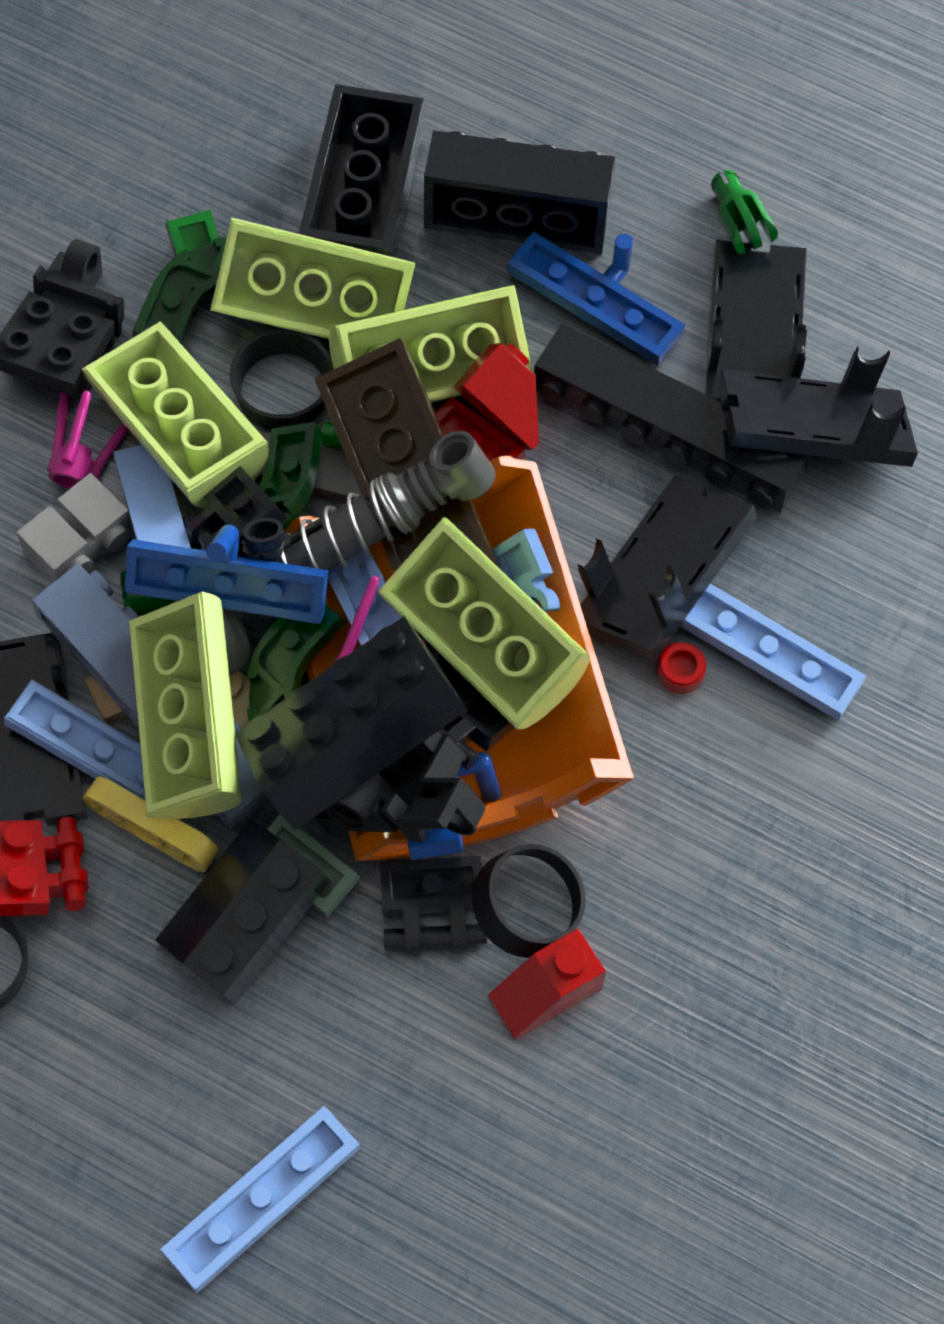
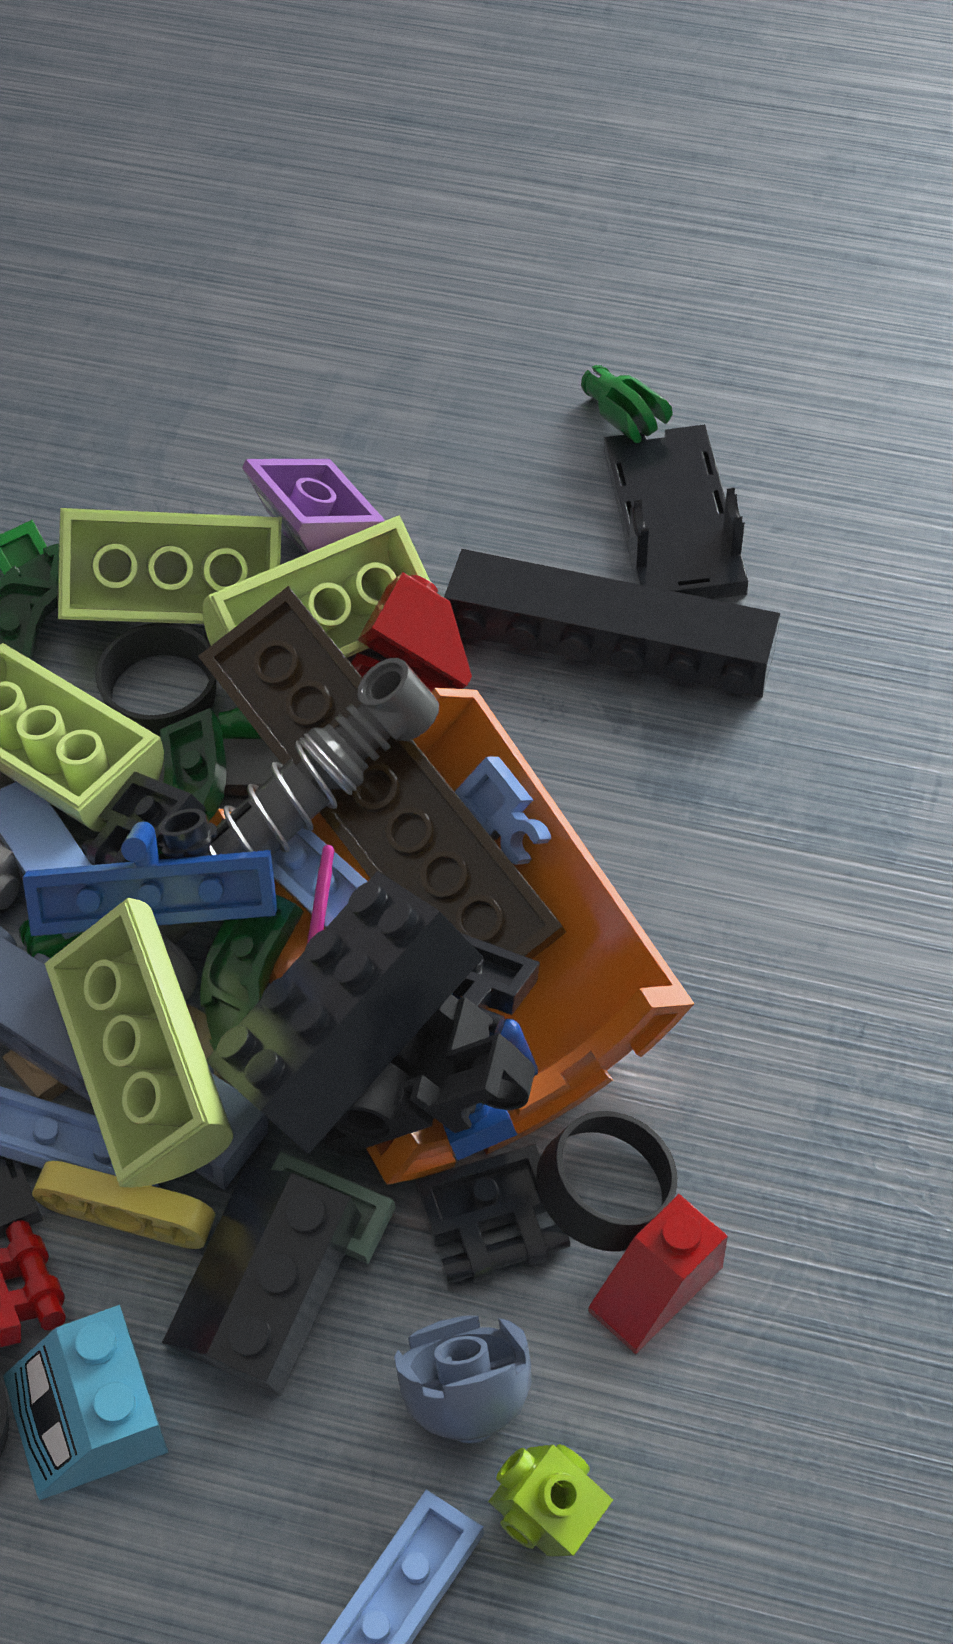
camera: 10 degrees left, 10 degrees down
(85, 974) = (83, 1404): none -> medium azure slope
(364, 169) = (196, 437): black brick -> none
(374, 1027) = (465, 1377): none -> sand blue cylinder
(413, 1136) = (548, 1499): none -> lime brick
(448, 251) = (312, 499): none -> medium lavender slope
(486, 626) = (477, 868): yellowish green brick -> none
(516, 189) = (382, 424): black brick -> none
(597, 296) = (491, 519): blue plate -> none
(662, 567) = (651, 777): black piece -> none
(681, 667) = (704, 883): red tile -> none
(774, 652) = (797, 838): light blue plate -> none
(820, 416) = (780, 581): black piece -> none

